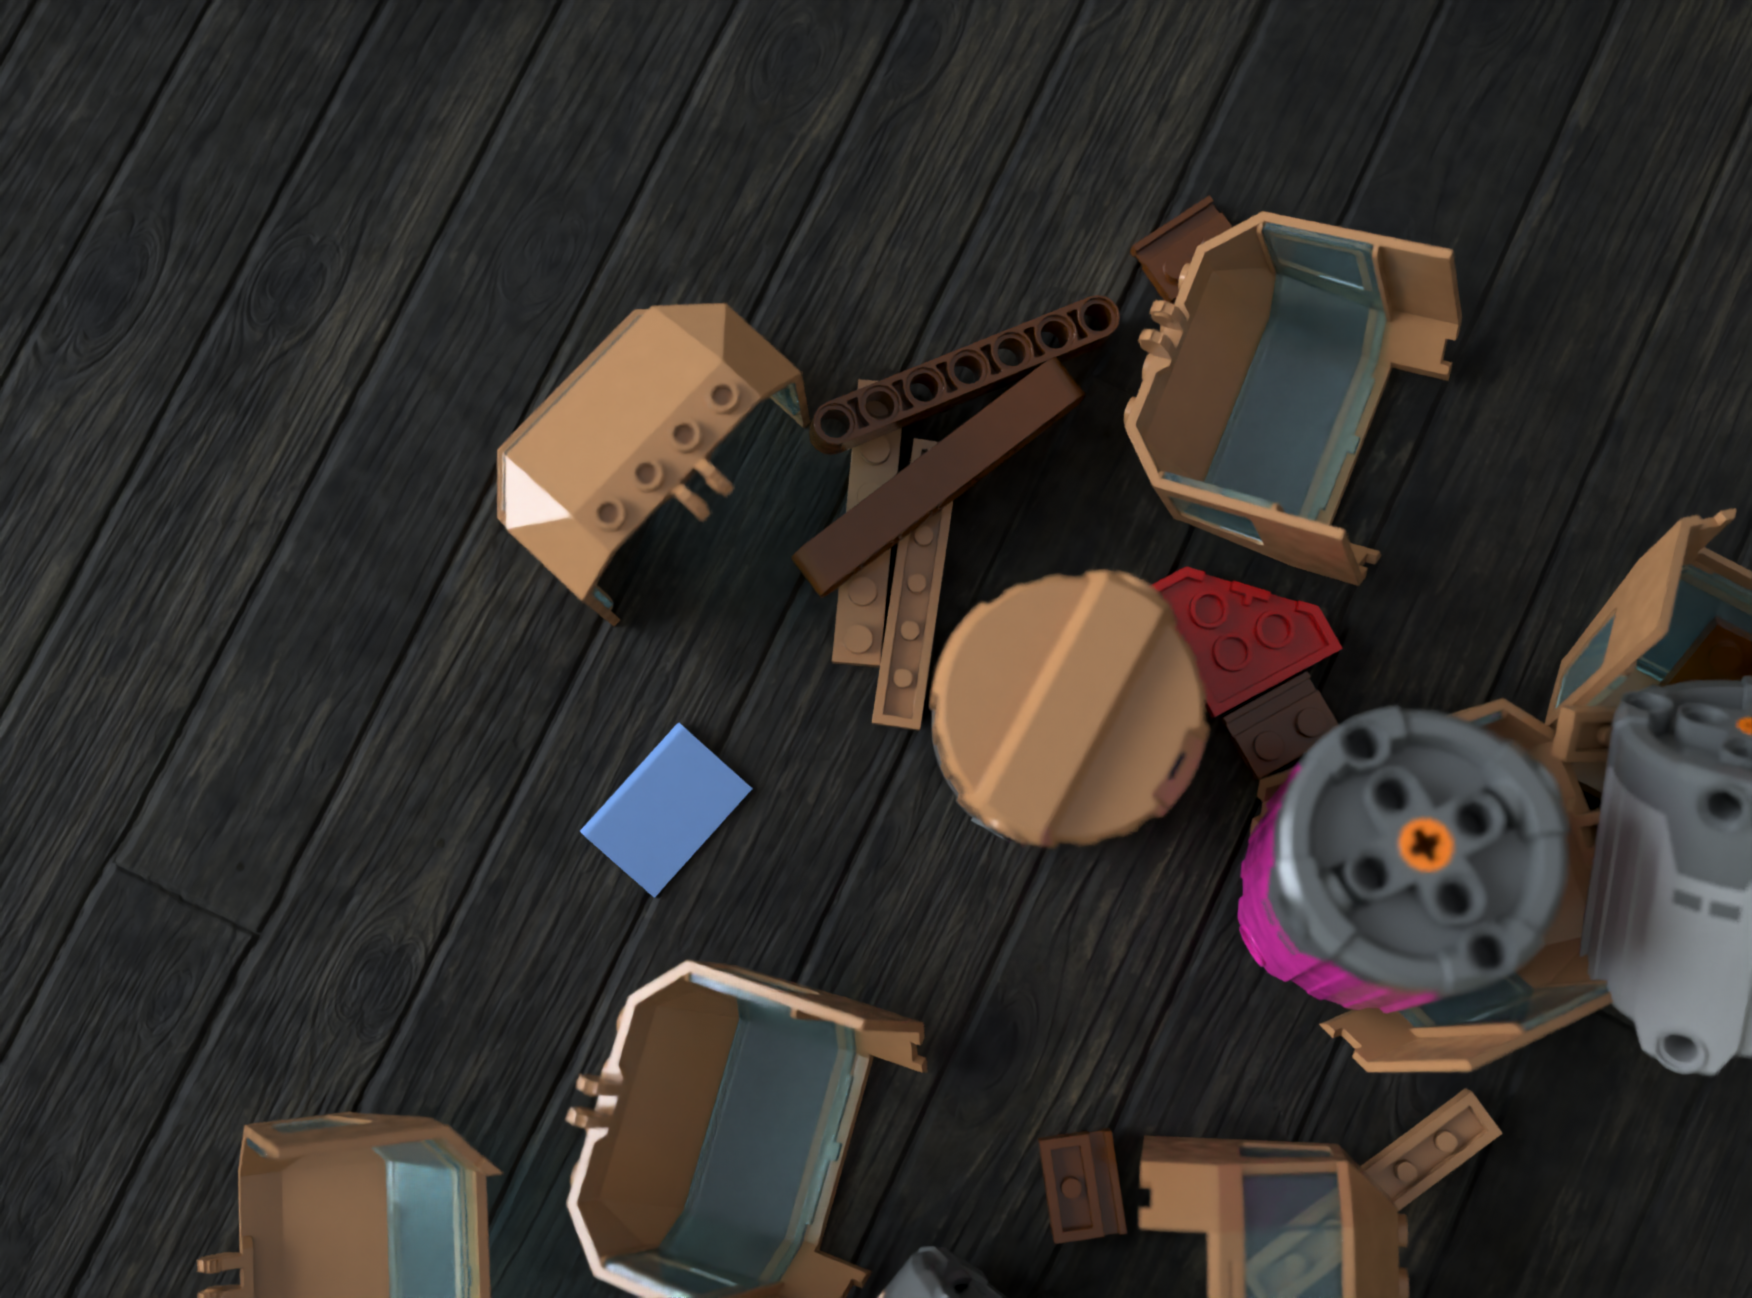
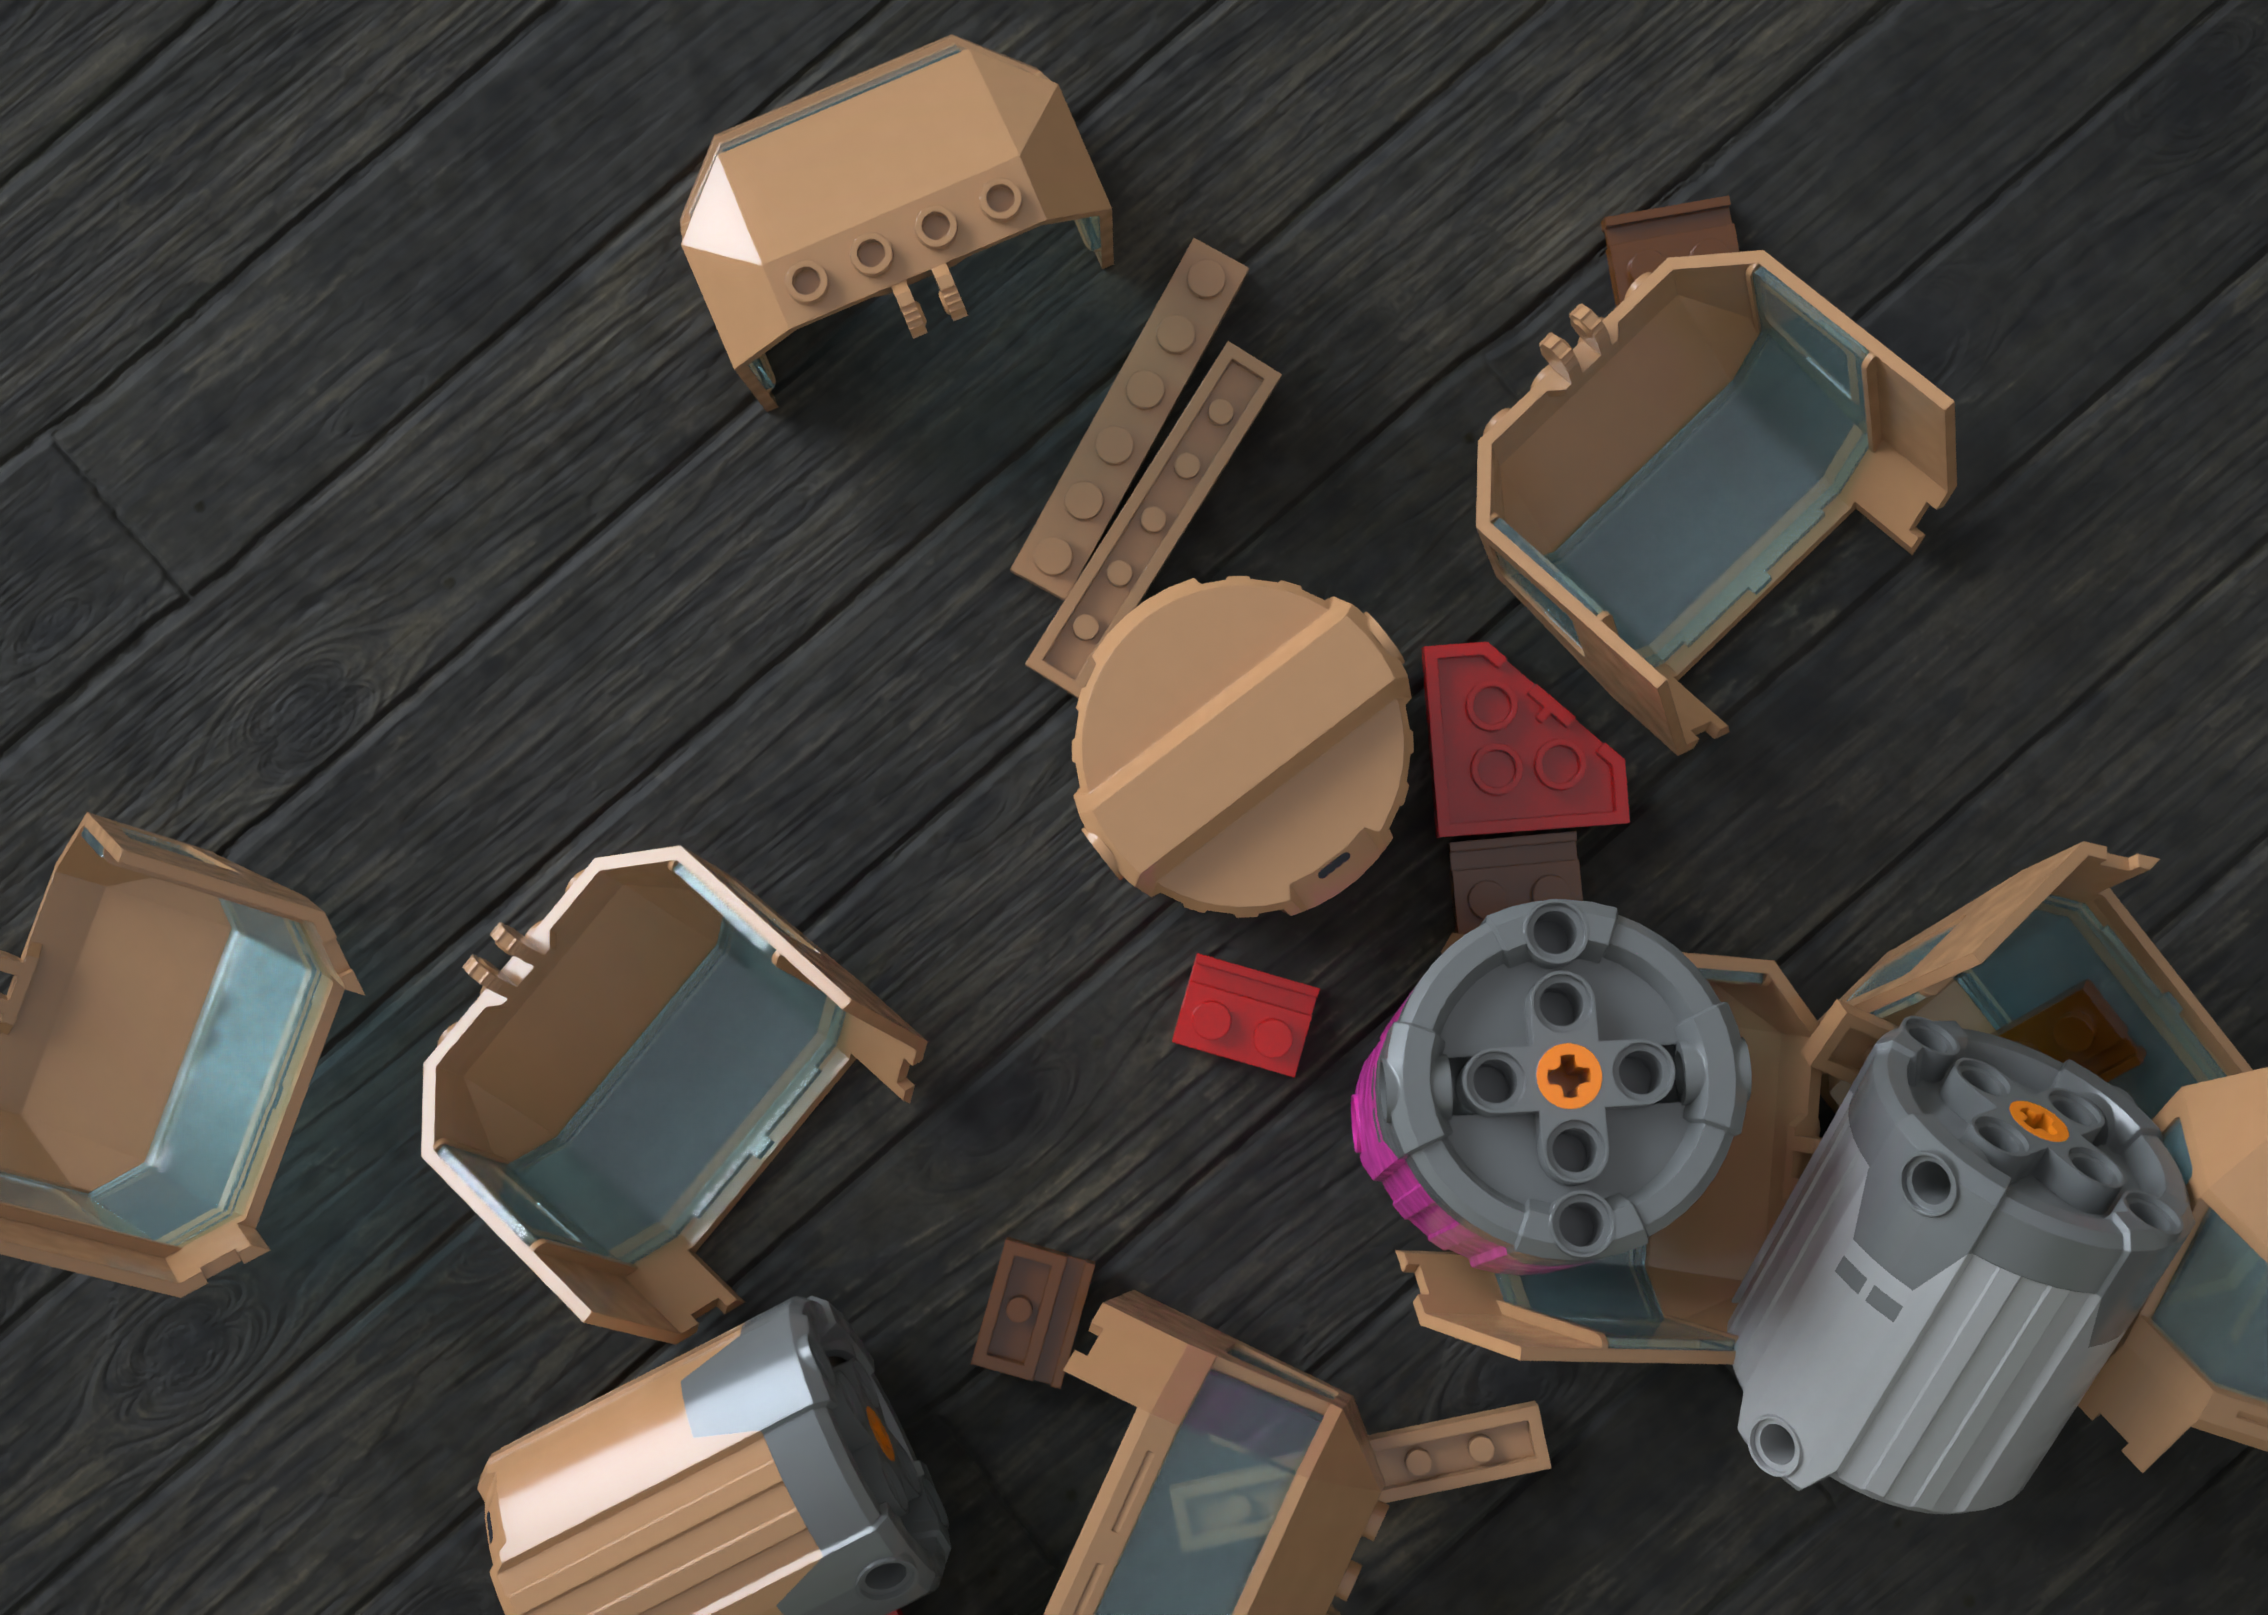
camera: 20 degrees right, 5 degrees up
(666, 809) = (735, 660): medium blue piece -> none
(938, 477) = (1235, 402): reddish brown beam -> none
(980, 358) = (1350, 274): reddish brown beam -> none
(1135, 902) = (1245, 1015): none -> red plate

